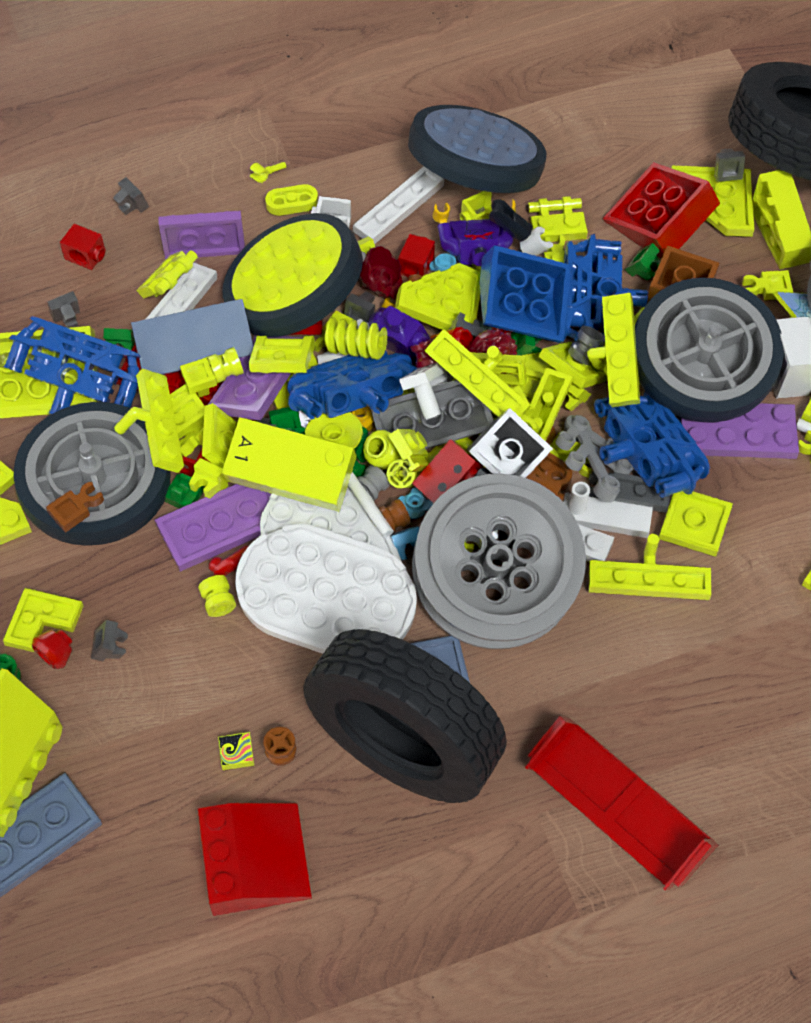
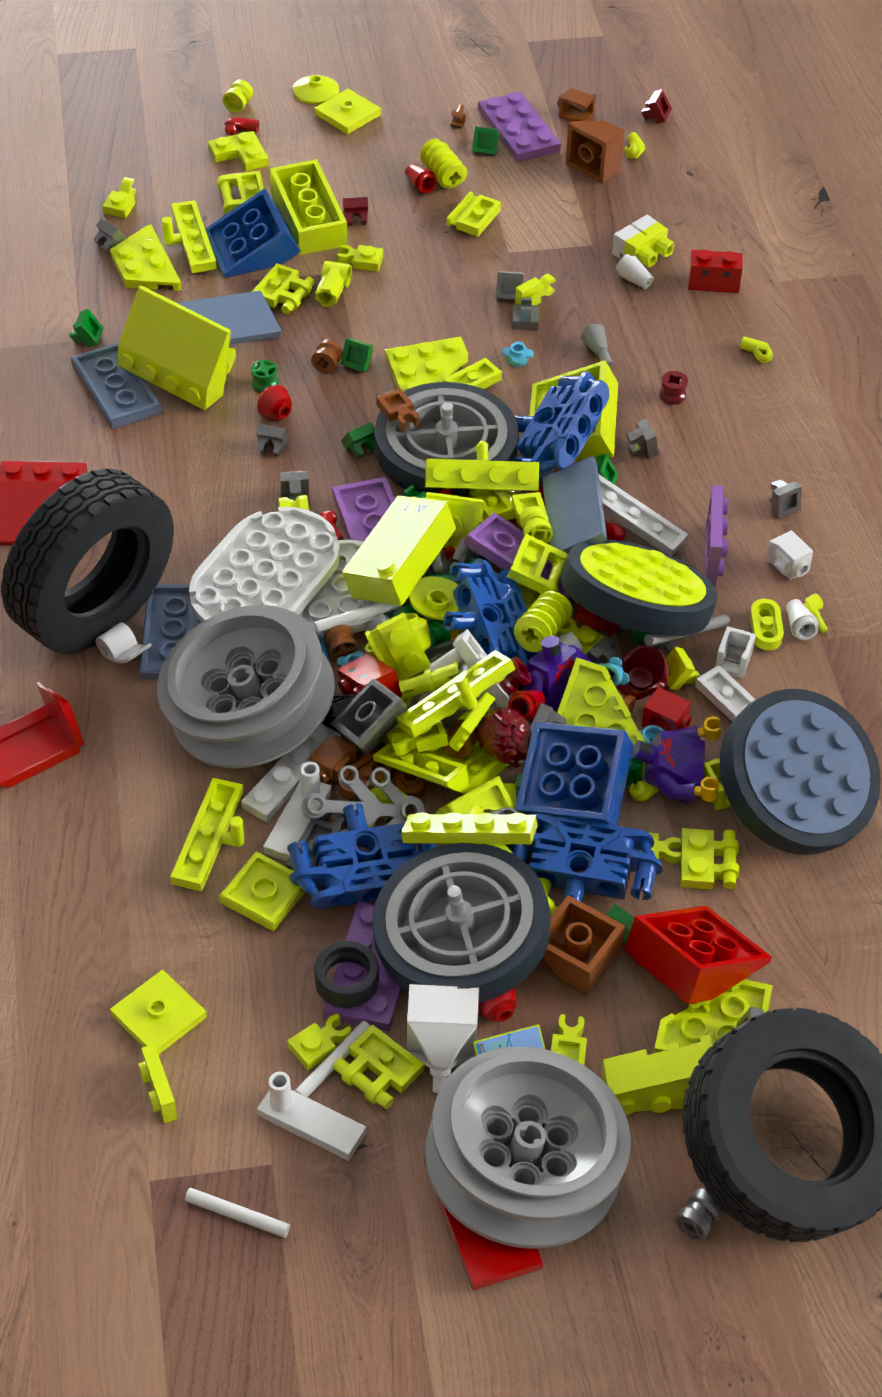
camera: 100 degrees right, 10 degrees down
(40, 610) = (317, 403): neon yellow tile -> none
(83, 246) = (722, 458): red brick -> none
(96, 557) = (360, 436): none -> green tile
(167, 273) = (671, 511): neon yellow plate -> none
(185, 601) = (294, 484): none -> flat silver tile
(206, 187) = (789, 555): none -> white window
(281, 176) = (801, 620): none -> white cone
(390, 289) = (614, 666): none -> medium azure plate
(450, 412) = (429, 680): none -> neon yellow pin
(519, 228) = (677, 791): black piece -> none
(777, 413) = (346, 952): none -> black tyre

